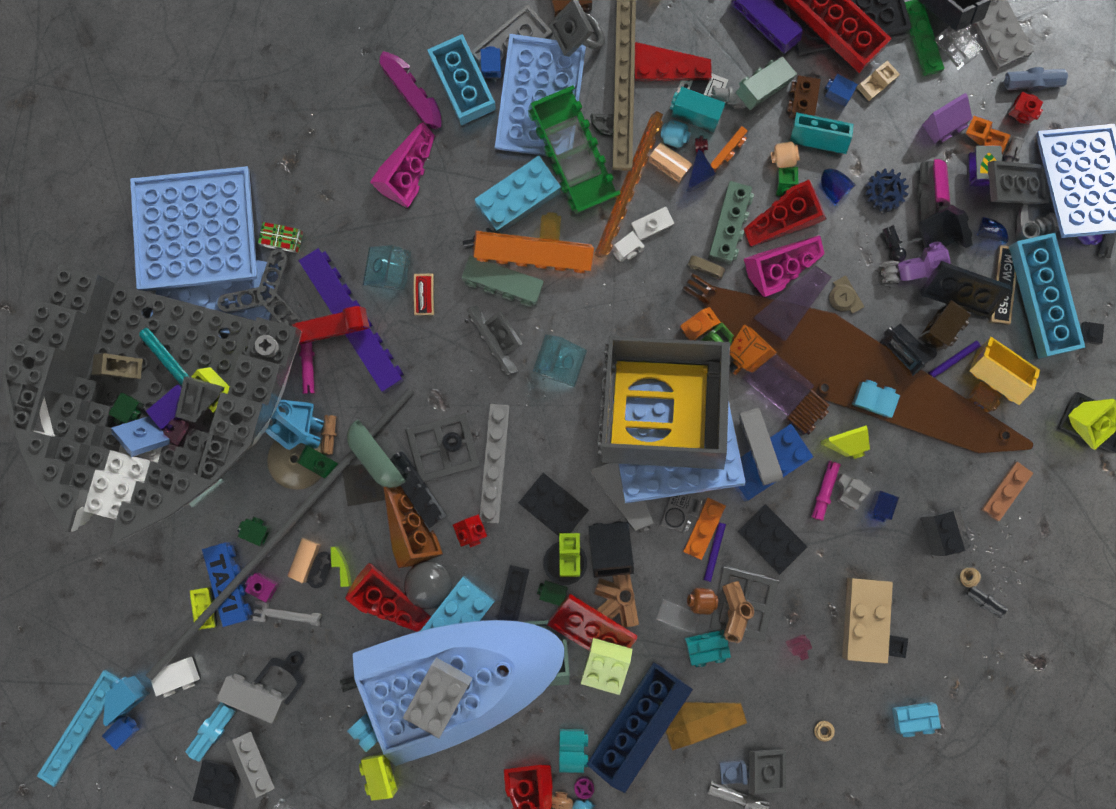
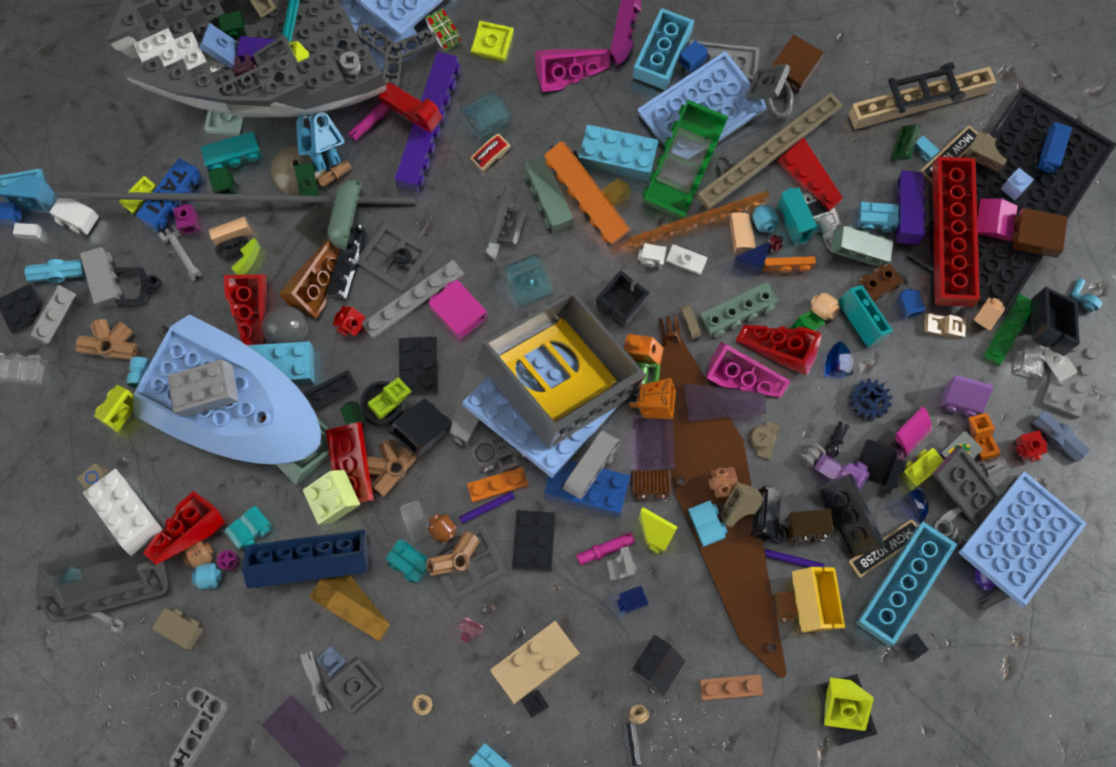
camera: 50 degrees right, 10 degrees down
(152, 726) = (27, 231): none -> white piece
(234, 502) = (232, 152): none -> teal brick
(305, 736) = (103, 337): none -> medium nougat piece
(325, 207) = (492, 41): none -> neon yellow tile
(535, 436) = (457, 309): none -> dark pink brick
(644, 303) = (621, 300): none -> black piece
(750, 47) = (878, 217): none -> medium azure brick
(857, 358) = (722, 481): none -> nougat brick
(885, 361) = (741, 502): none -> dark tan arch
(902, 39) = (989, 313): none -> light nougat brick
(973, 201) = (920, 470): none -> neon yellow brick
(988, 28) = (1060, 365): none -> white plate

